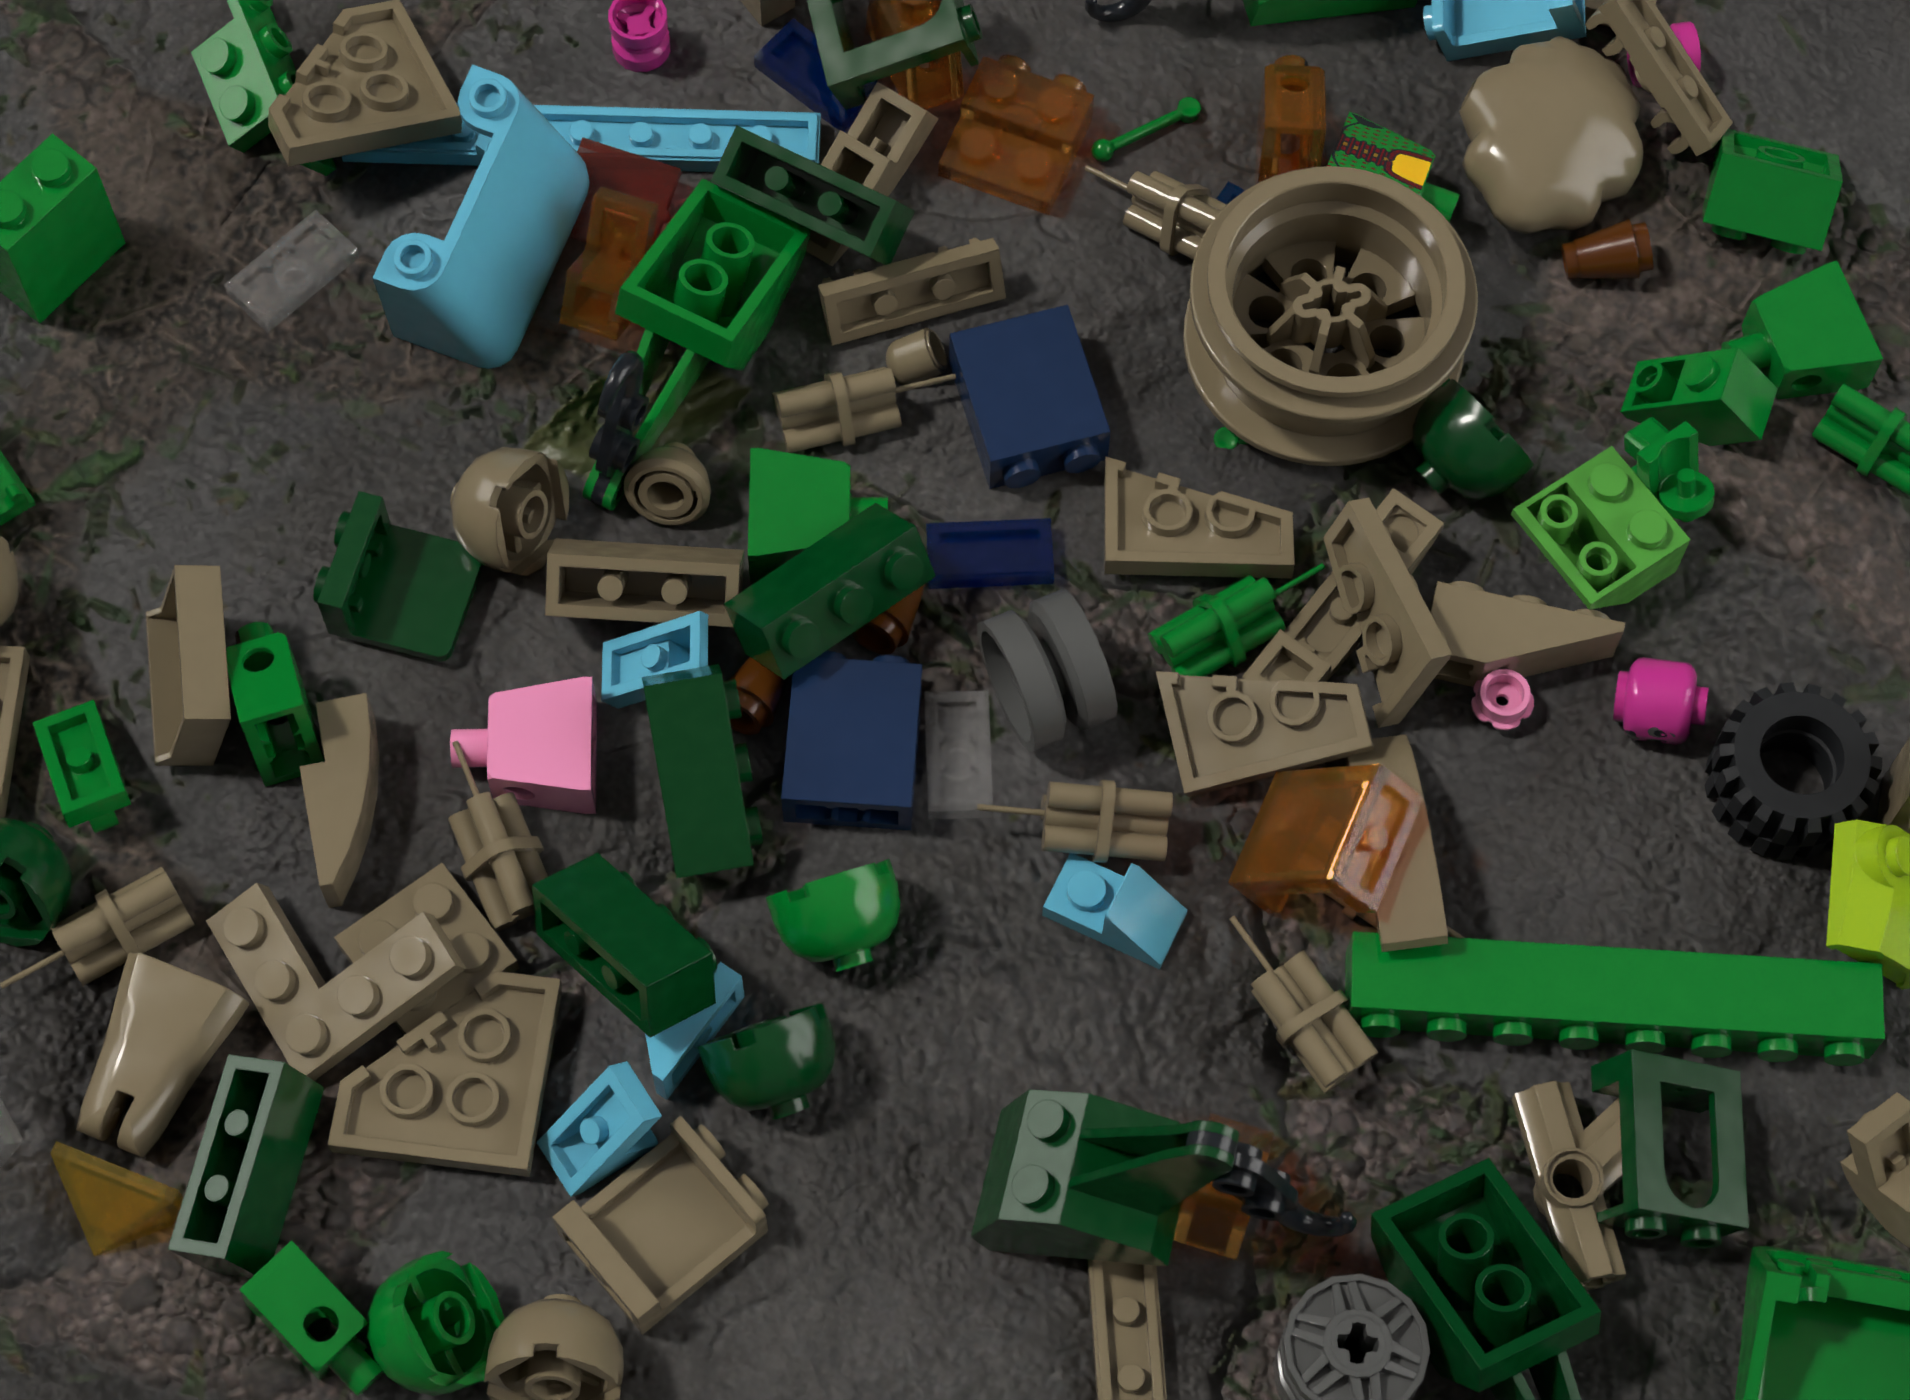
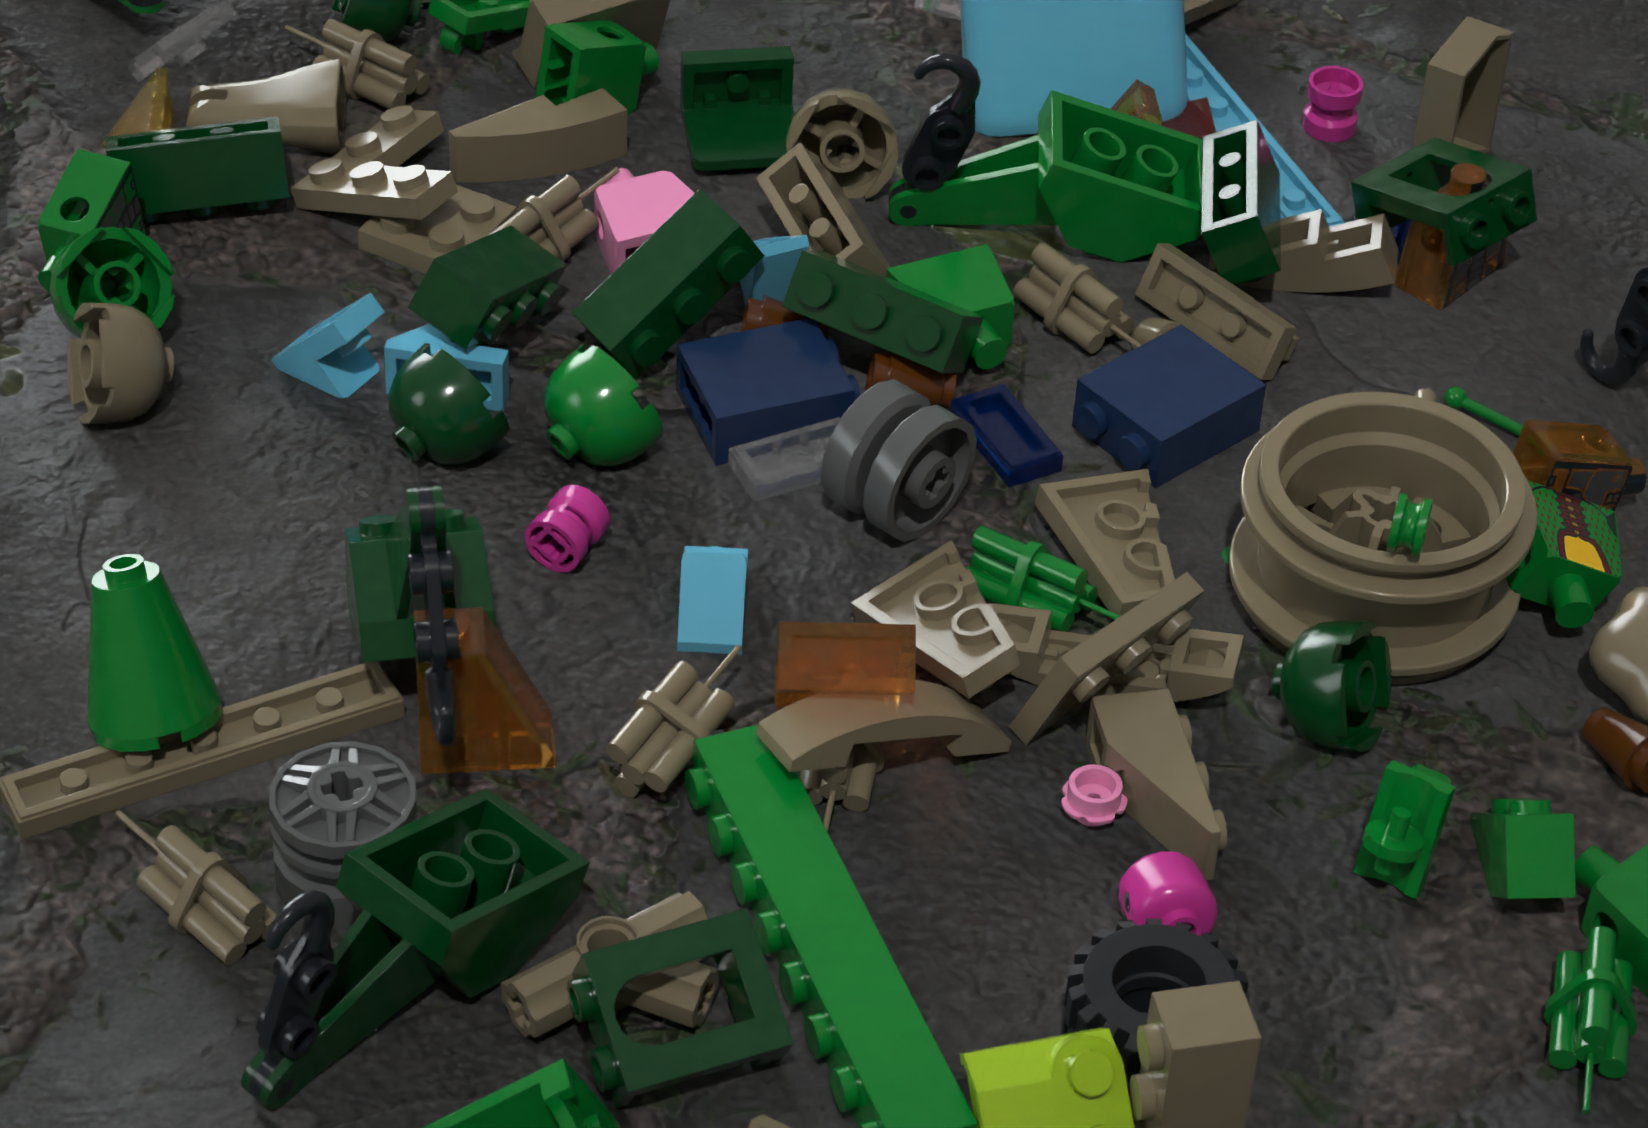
camera: 65 degrees right, 25 degrees down
(459, 1084) = (322, 266): dark tan plate -> none
(665, 1225) = (261, 407): dark tan panel -> none
(668, 485) = (932, 225): dark tan brick -> none
(980, 1004) = (567, 528): none -> dark pink wheel
(1017, 133) = (1426, 340): clear orange plate -> none
(1101, 820) = (785, 549): dark tan piece -> none
(1439, 302) = (1409, 525): none -> green bush
(1604, 531) = (1303, 804): bright green slope -> none

